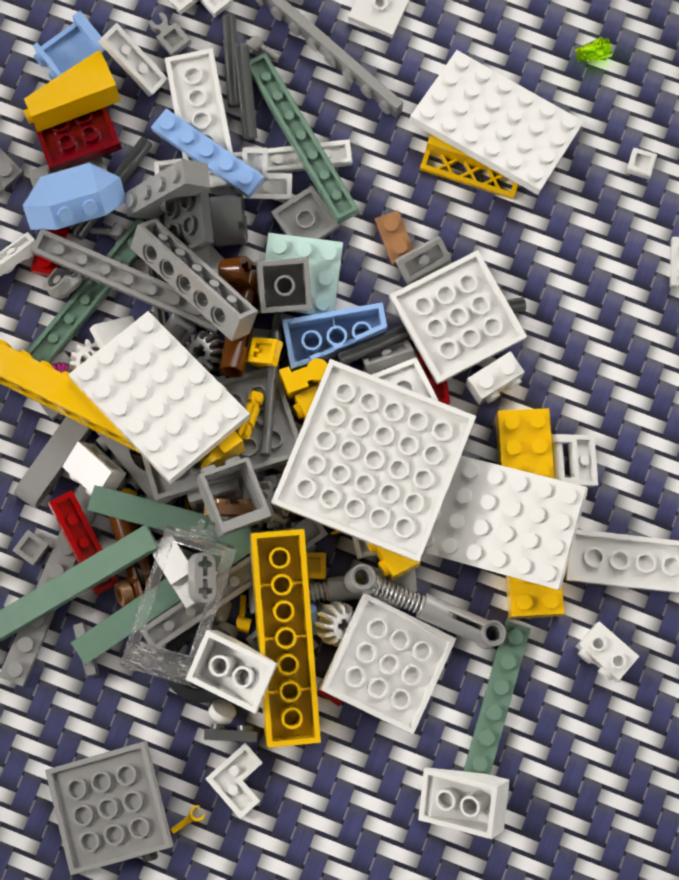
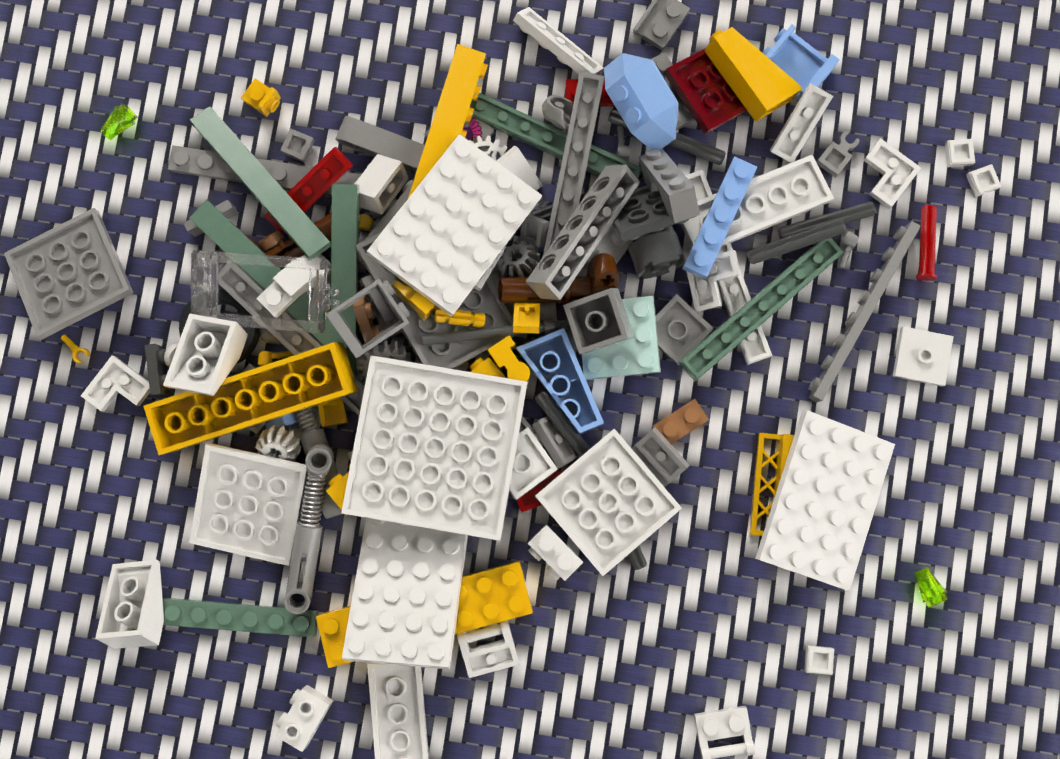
camera: 85 degrees right, 5 degrees up
(202, 577) = (285, 310): light grey beam -> none

